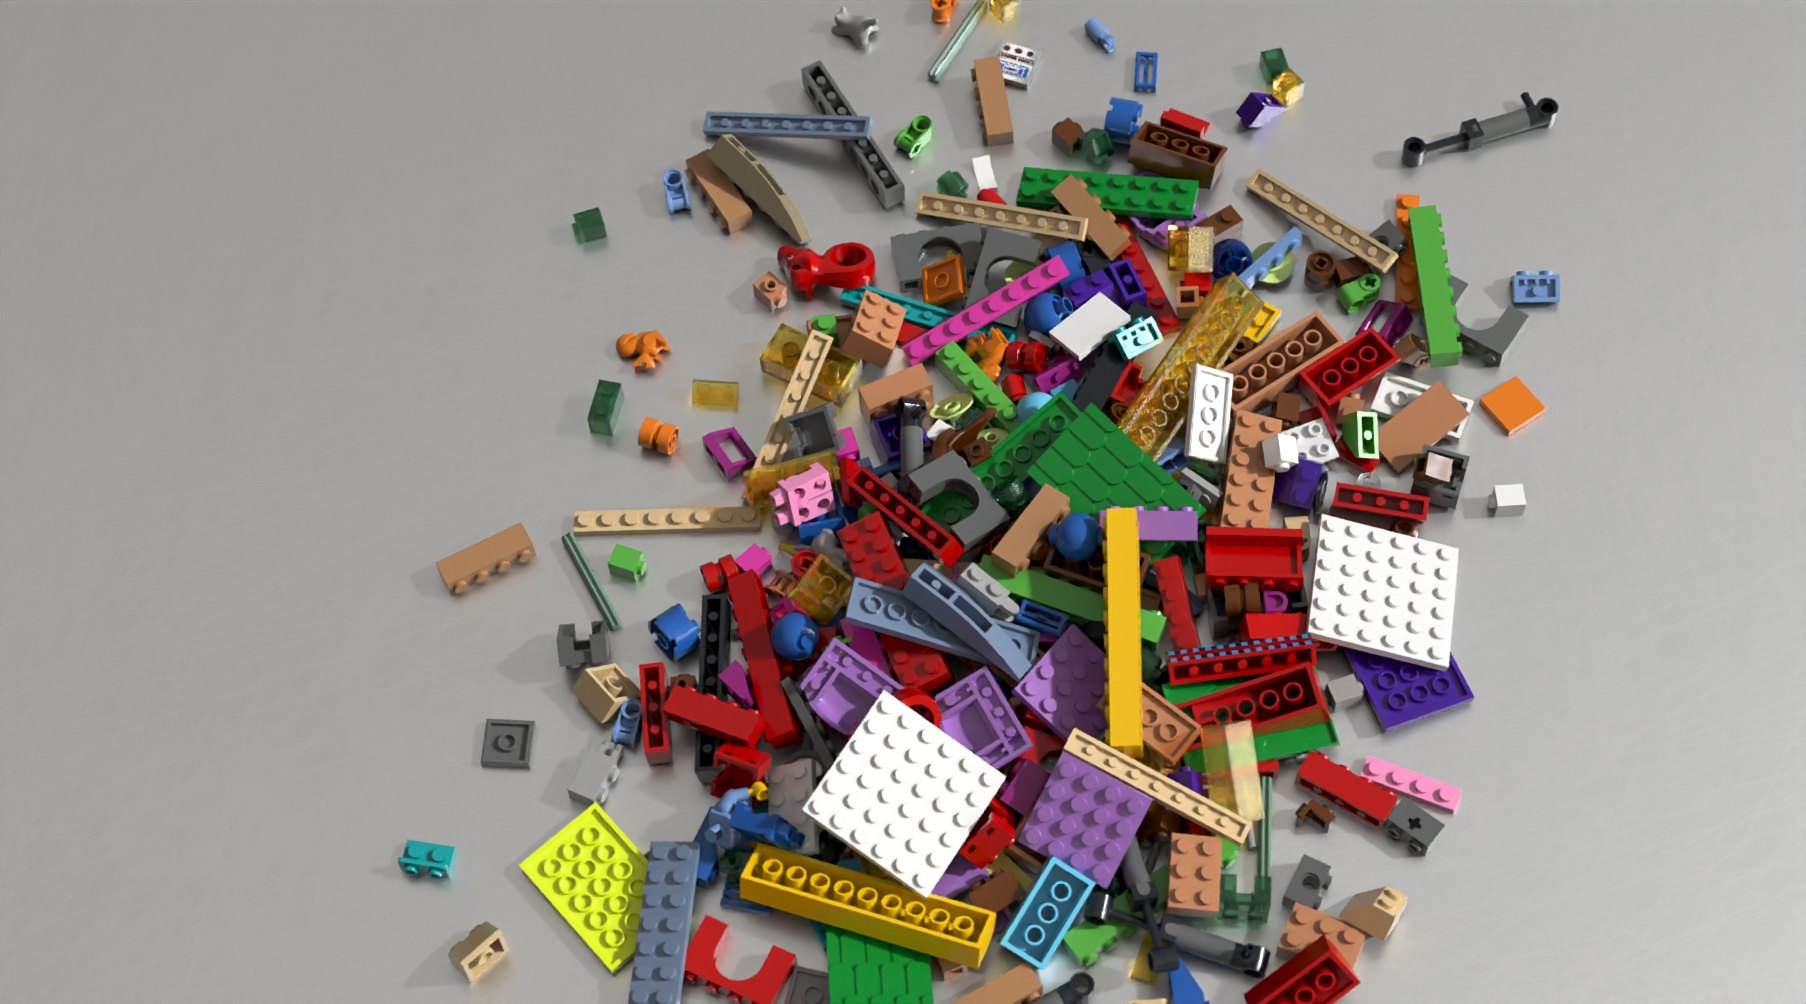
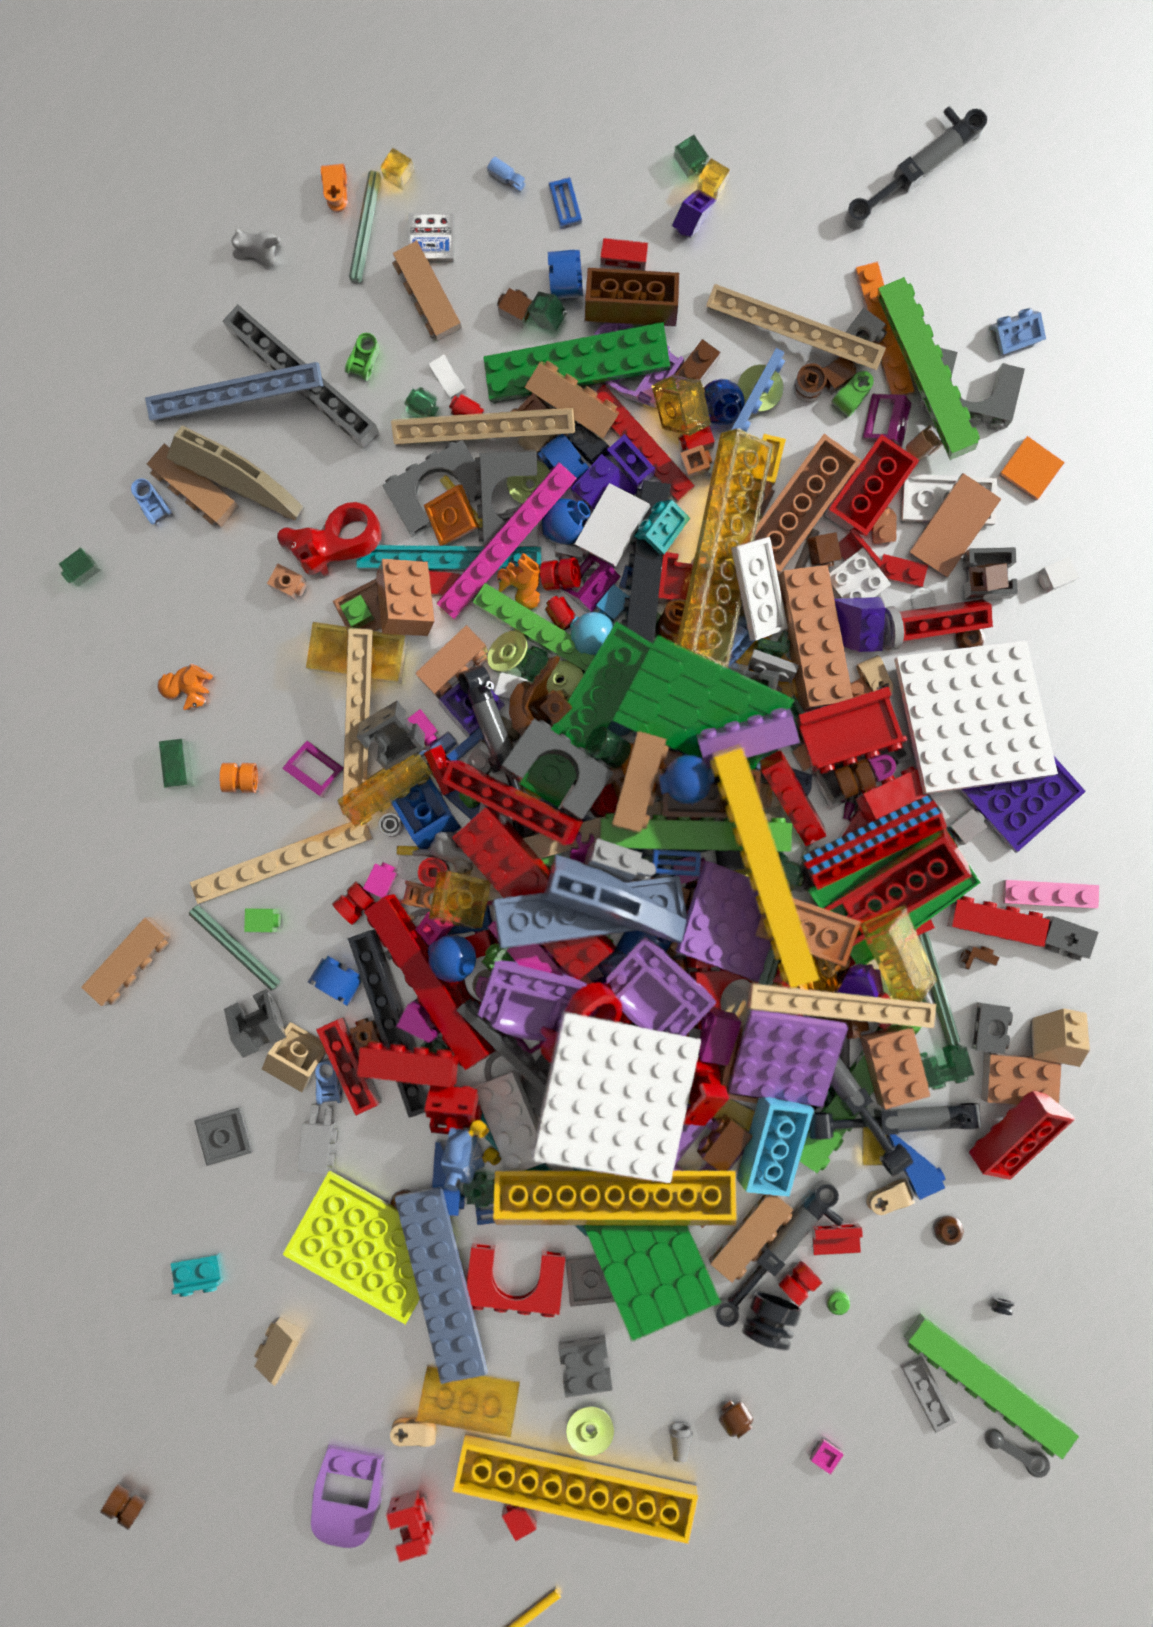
camera: 20 degrees left, 25 degrees up
(715, 392) = (275, 711): clear yellow plate -> none
(765, 829) = (496, 1161): blue hips -> none
(803, 496) = (405, 809): bright pink hips -> none
(1280, 452) = (841, 608): white brick -> none
(1361, 434) = (906, 555): bright green slope -> none

